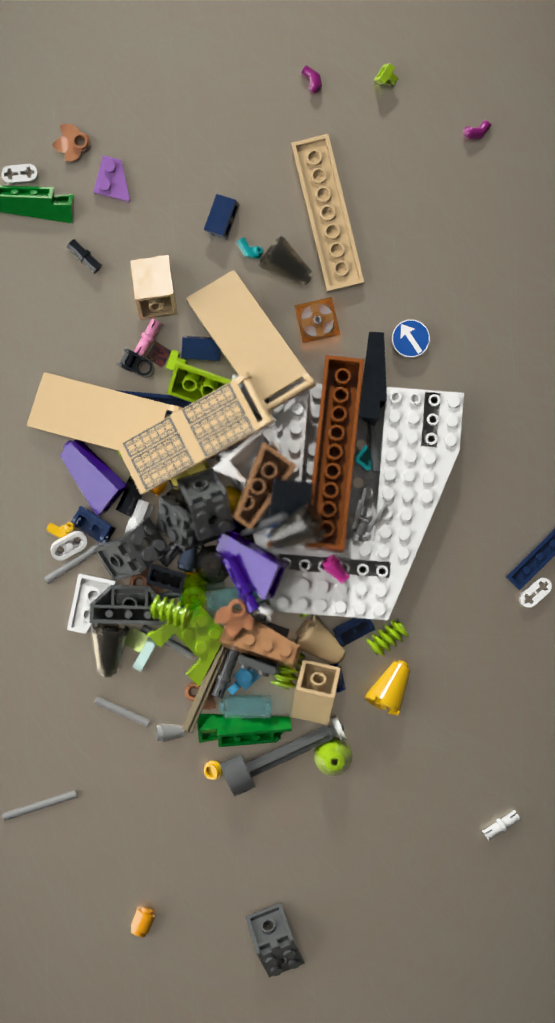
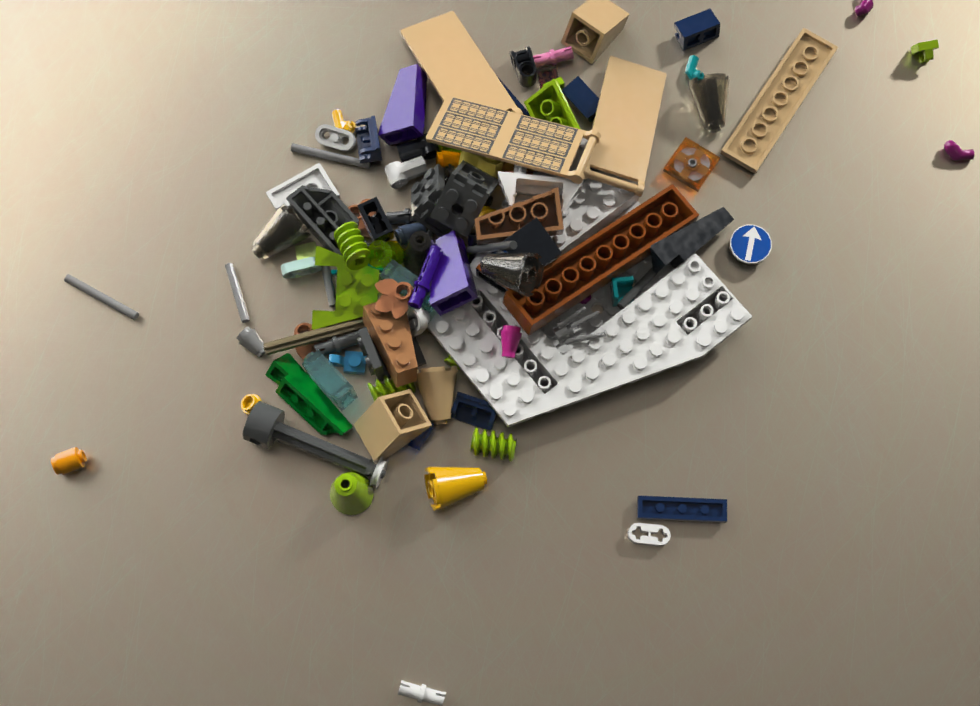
camera: 50 degrees right, 15 degrees down
(128, 555) = (367, 179): dark grey bracket -> none
(274, 946) = (143, 586): dark grey bracket -> none

